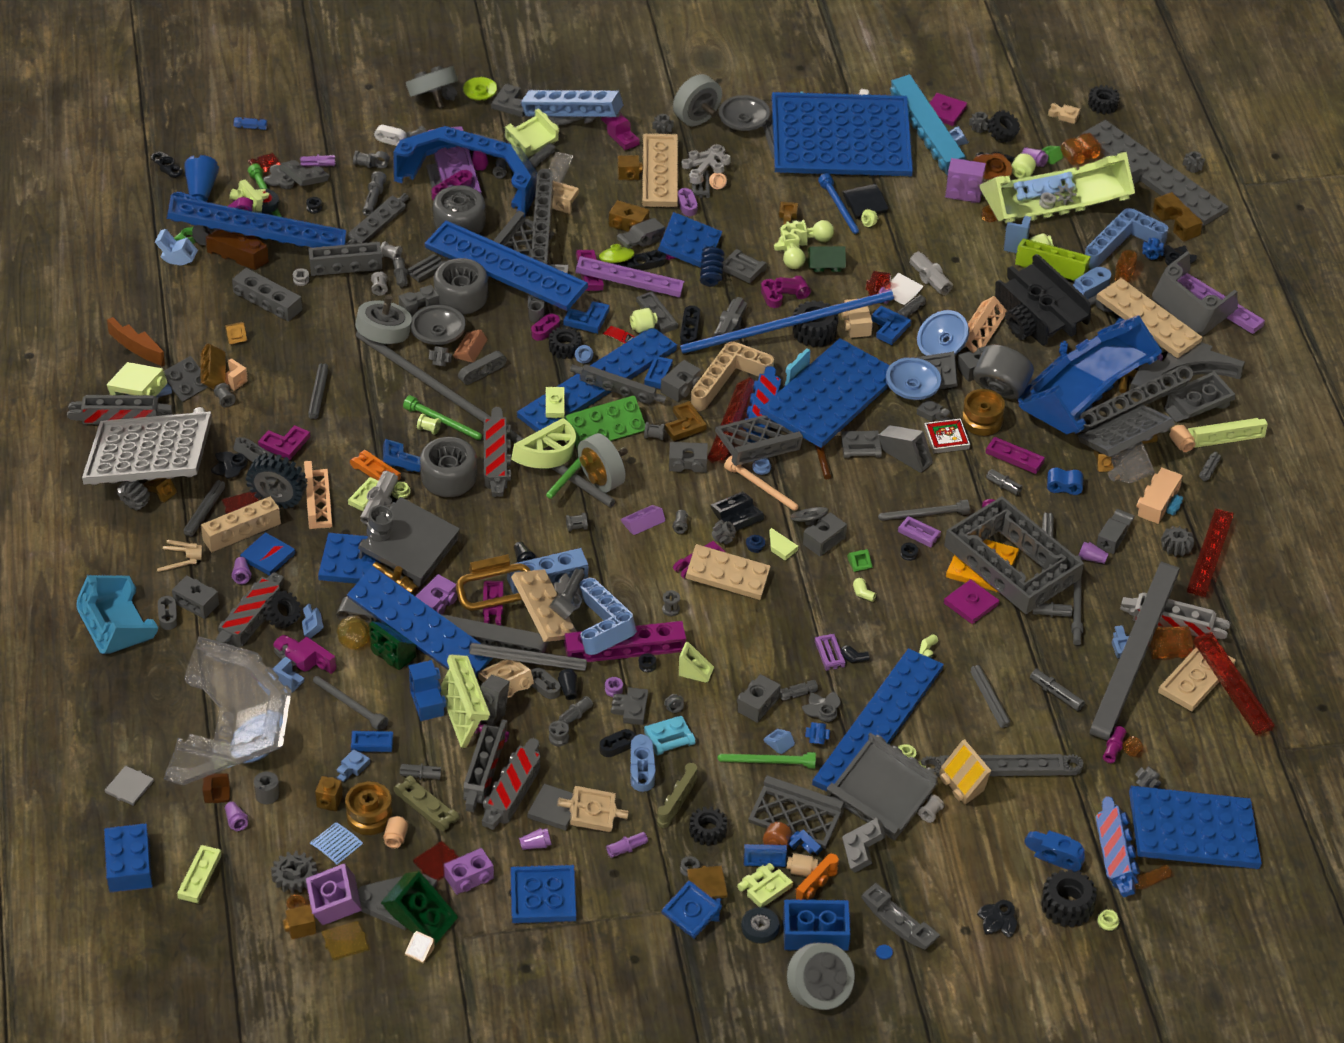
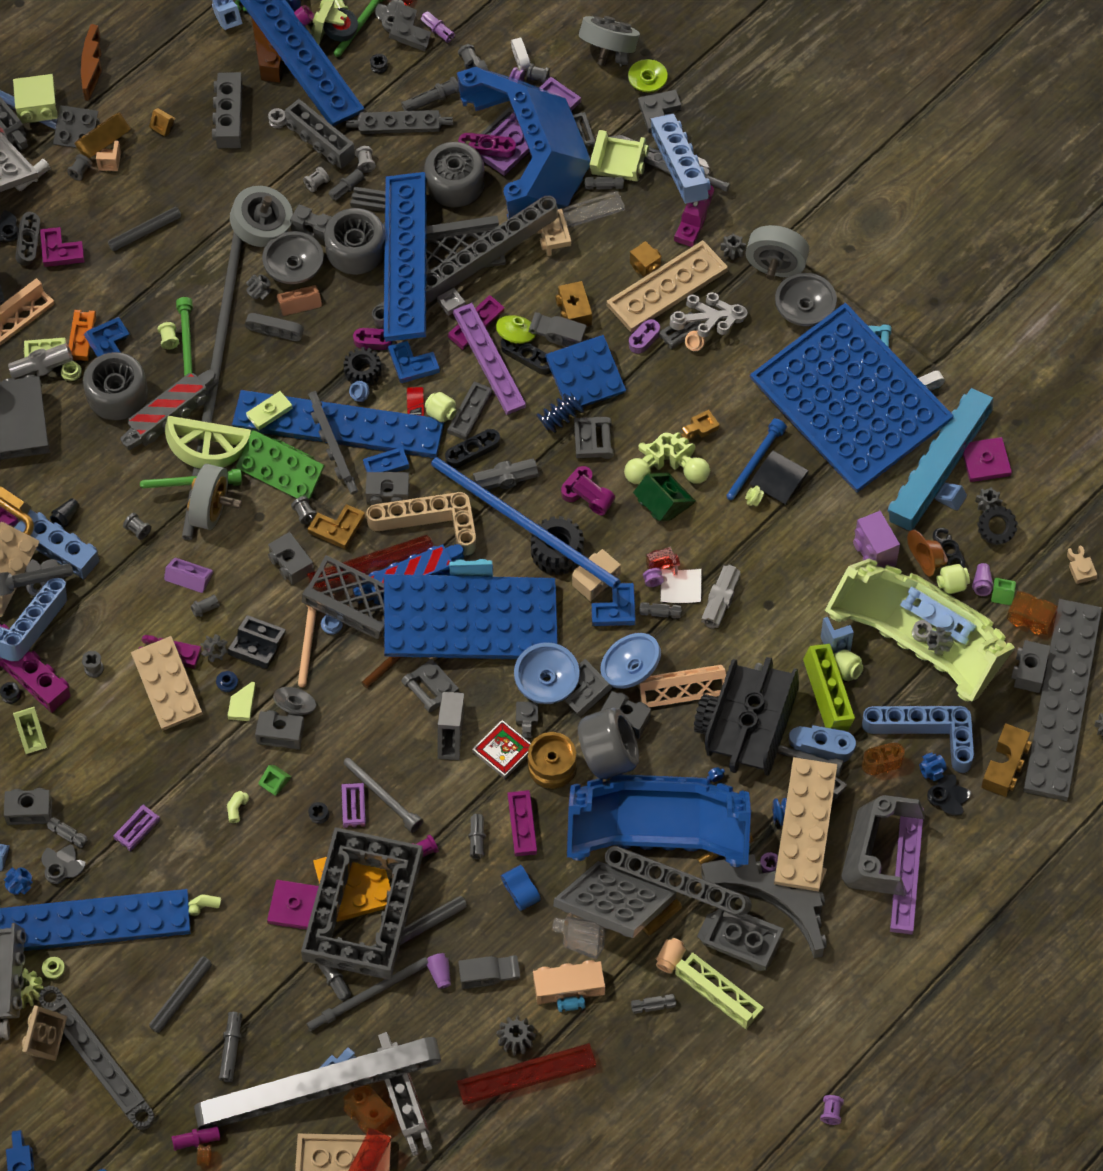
camera: 55 degrees right, 15 degrees up
(853, 656) = (143, 849): black arm -> none

